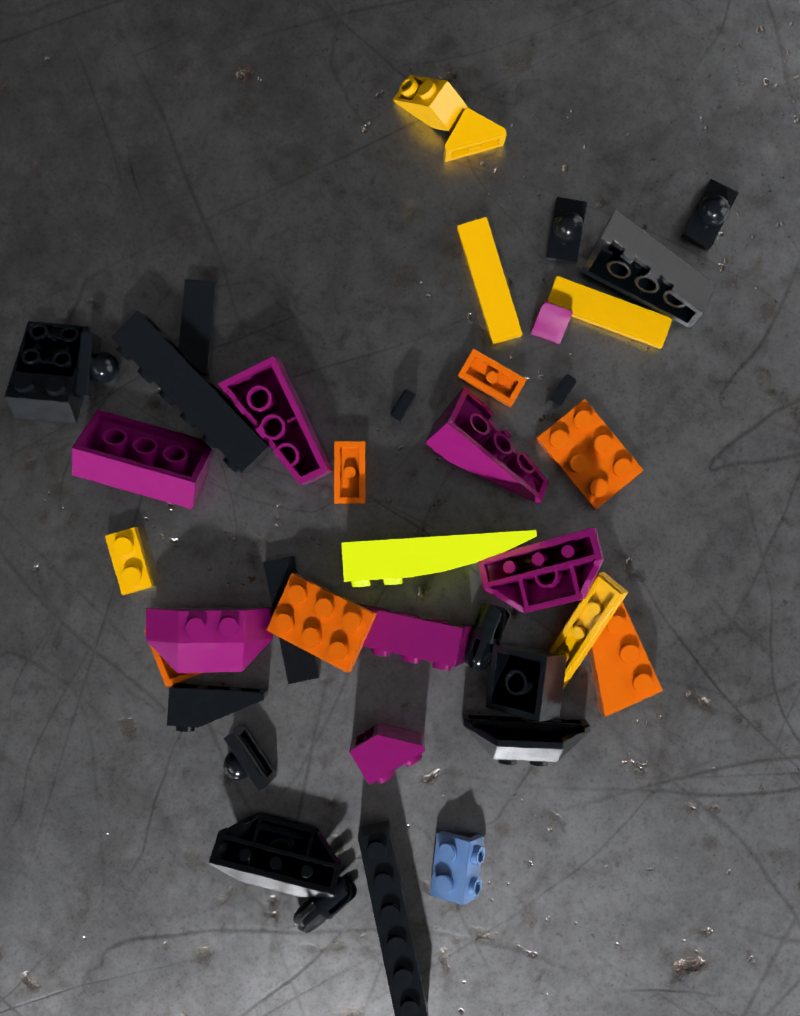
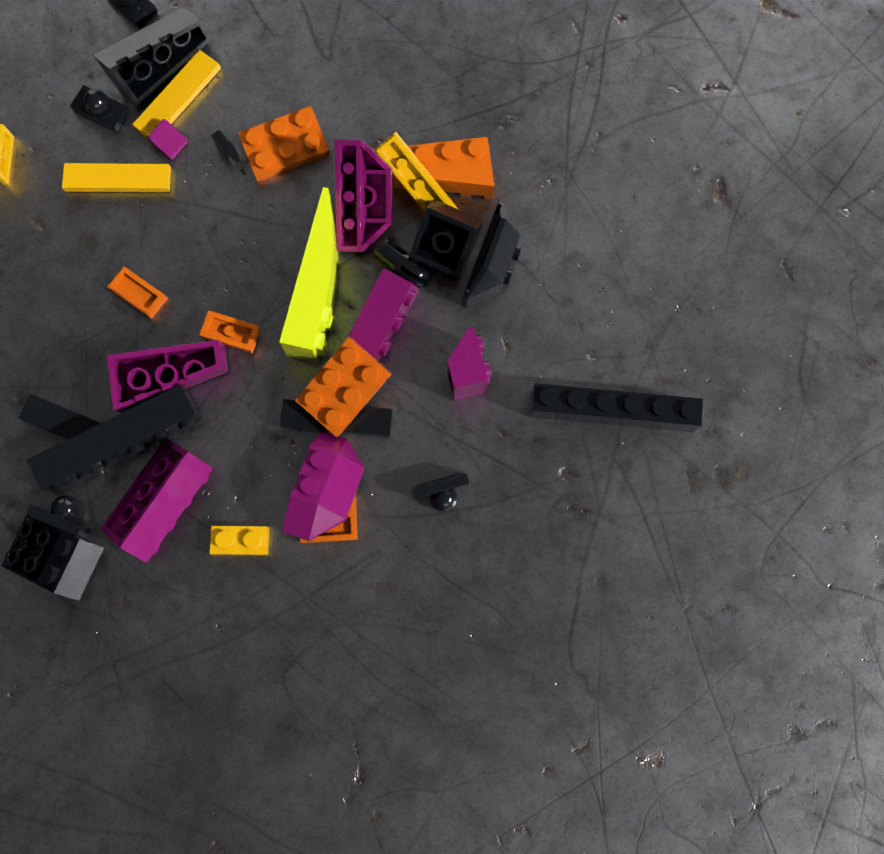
camera: 70 degrees left, 10 degrees down
(200, 704) = (382, 515): black slope -> none
(277, 856) = (533, 486): black wedge -> none
(319, 909) = (583, 461): black arm -> none
(364, 353) = (137, 292): none -> orange tile
(402, 406) = (191, 273): black tile -> none
(457, 867) = (585, 344): medium blue bracket -> none
(475, 443) = (240, 228): magenta wedge -> none
(491, 378) = (194, 197): orange plate -> none

